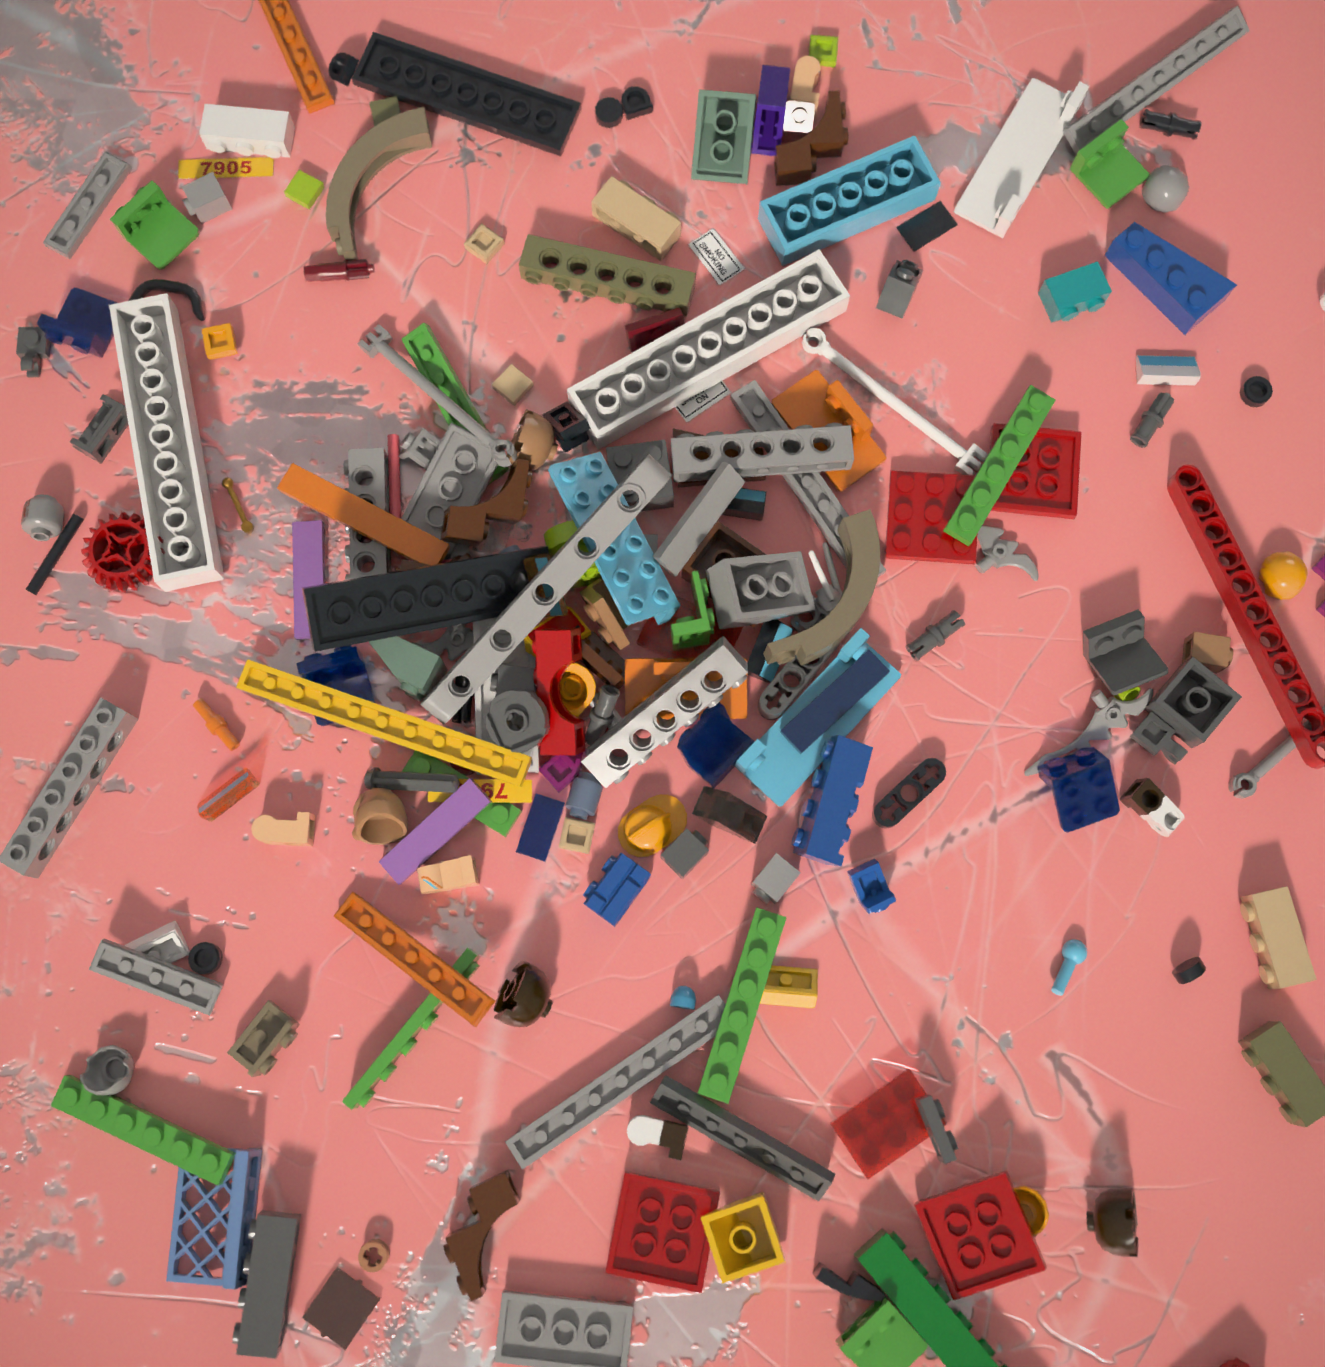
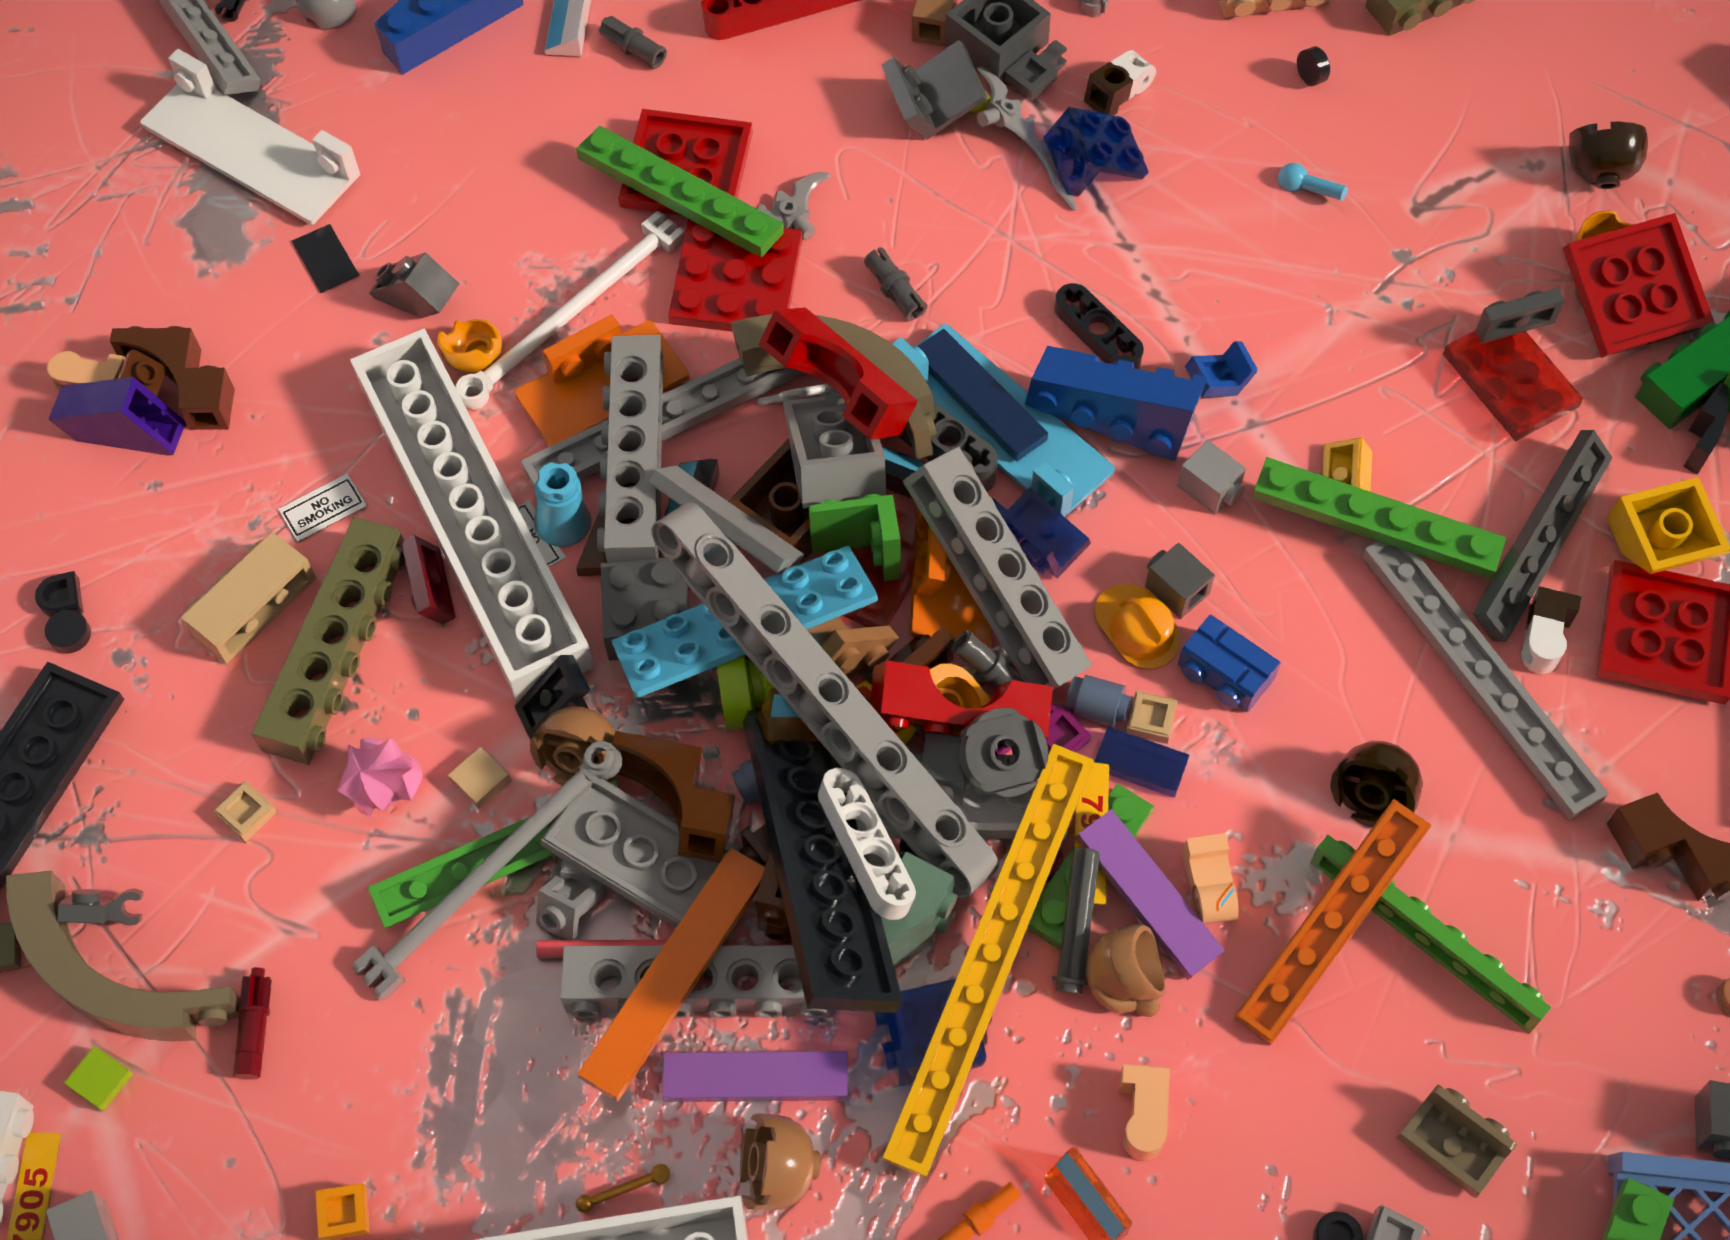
camera: 85 degrees left, 15 degrees down
(245, 595) = (778, 1162): none -> medium nougat cylinder
(409, 163) = (89, 907): none -> dark grey plate
(442, 630) = (871, 841): none -> white beam
(501, 318) = (379, 775): none -> bright pink hair
(683, 998) = (1369, 593): dark azure hinge -> none
(716, 410) = (560, 507): none -> medium azure plant
(723, 136) = (144, 479): sand green slope -> none
(729, 814) = (1125, 525): clear smoke slope -> none
(824, 49) = (33, 357): lime tile -> none
(838, 559) = (871, 397): none -> red arch
(848, 200) = (278, 334): medium azure brick -> none
(850, 333) = (470, 345): none -> light orange hair
(1075, 292) = (452, 101): teal brick -> none
(1108, 166) = (287, 53): bright green bracket -> none

